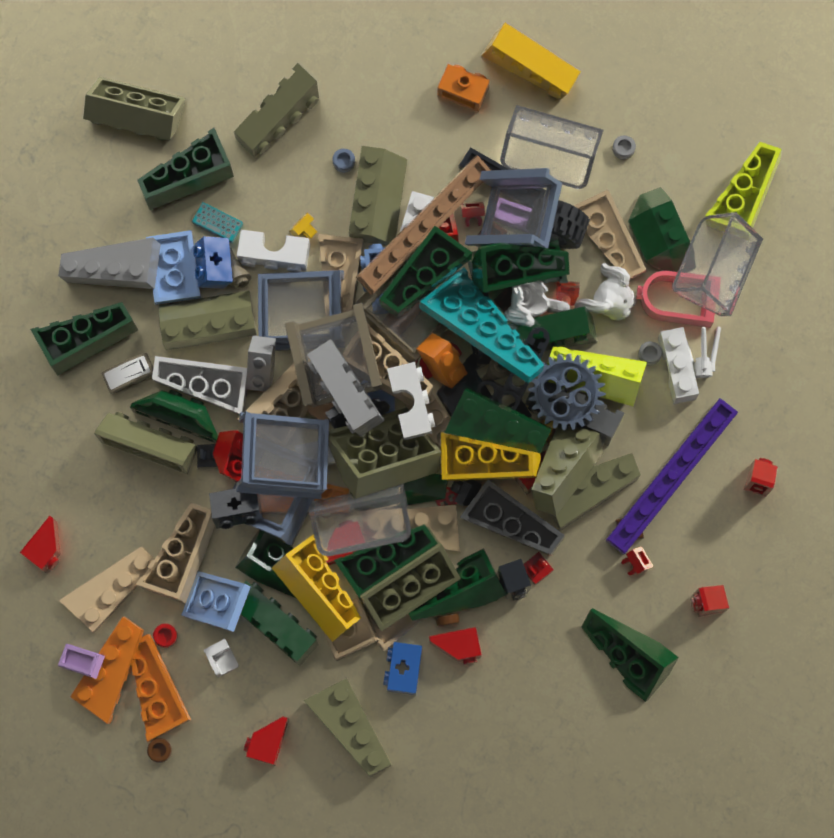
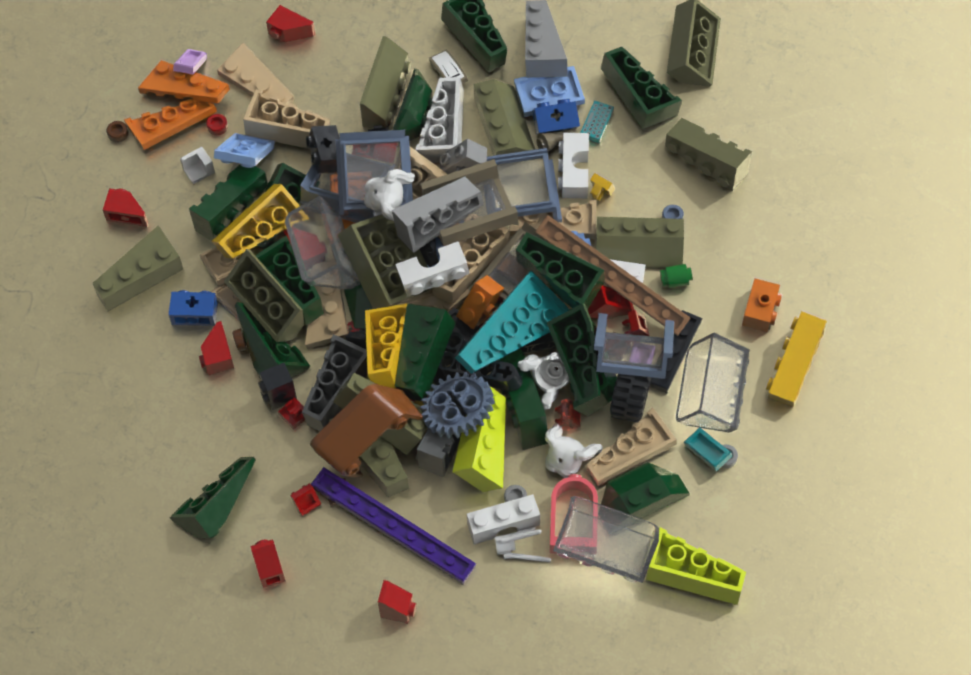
camera: 85 degrees right, 15 degrees down
(319, 434) = (389, 192): none -> white hair
(419, 165) = (676, 276): none -> green brick
(590, 483) = (361, 425): none -> dark orange windscreen
(618, 161) = (708, 449): none -> teal tile

